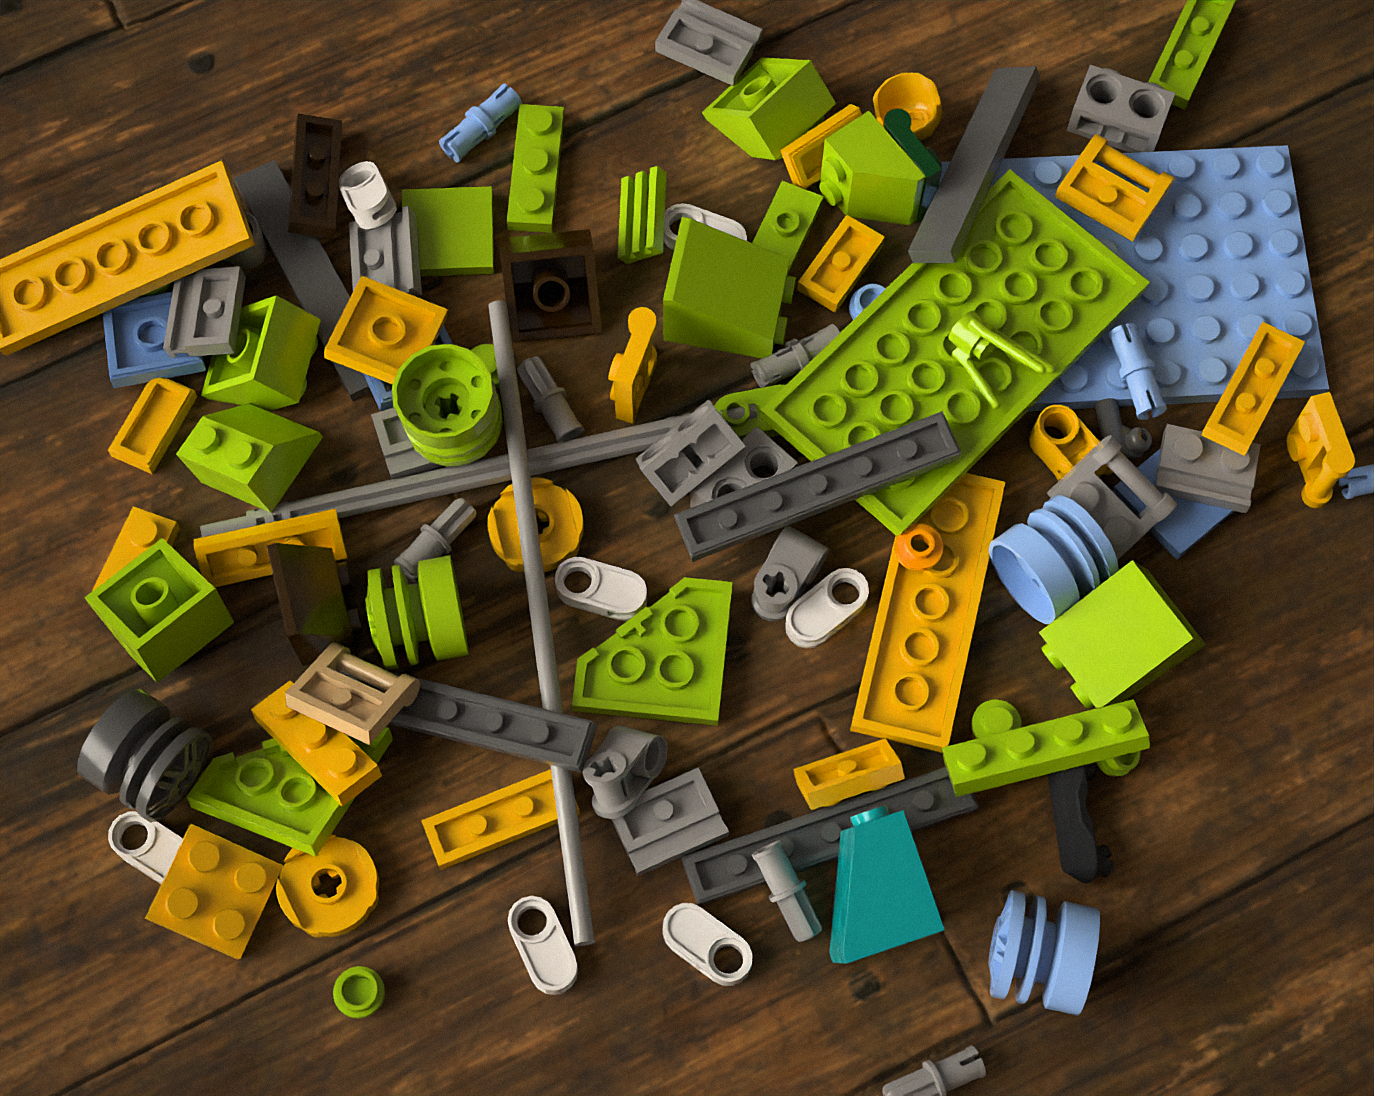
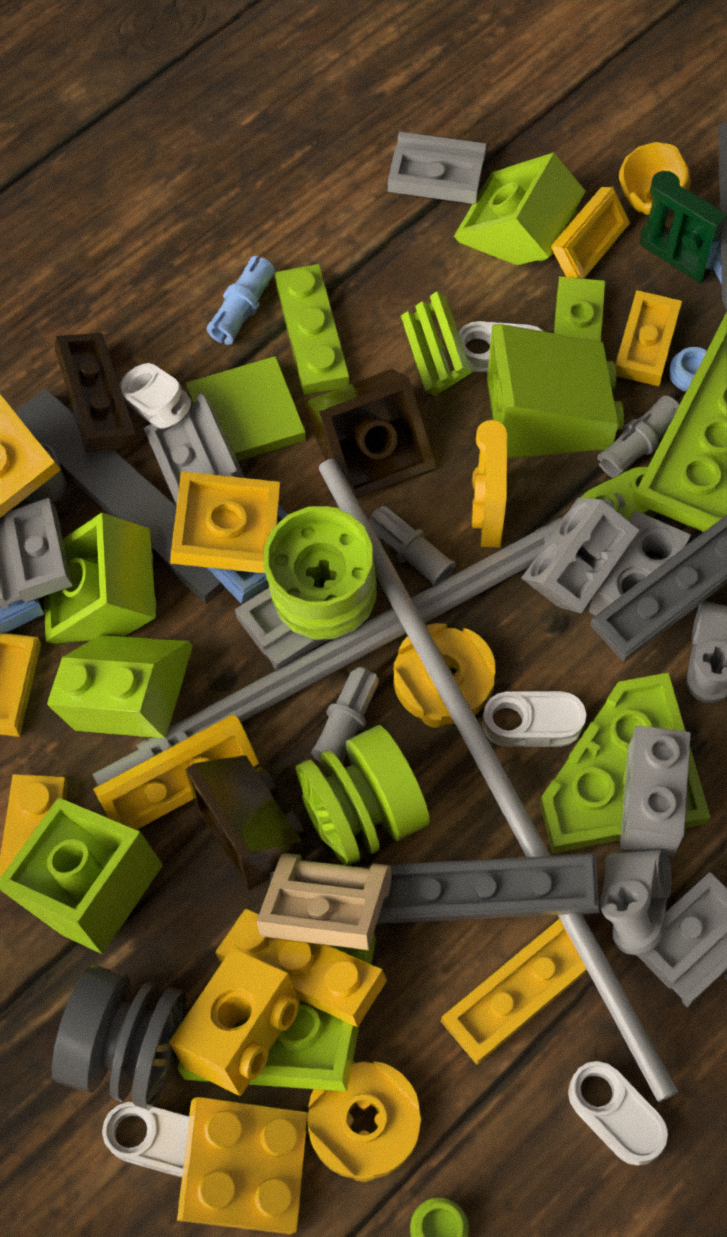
camera: 15 degrees left, 5 degrees down
(243, 771) = (236, 992): none -> yellow brick
(670, 682) = (655, 790): none -> light grey brick
(870, 174) = (650, 244): lime slope -> none

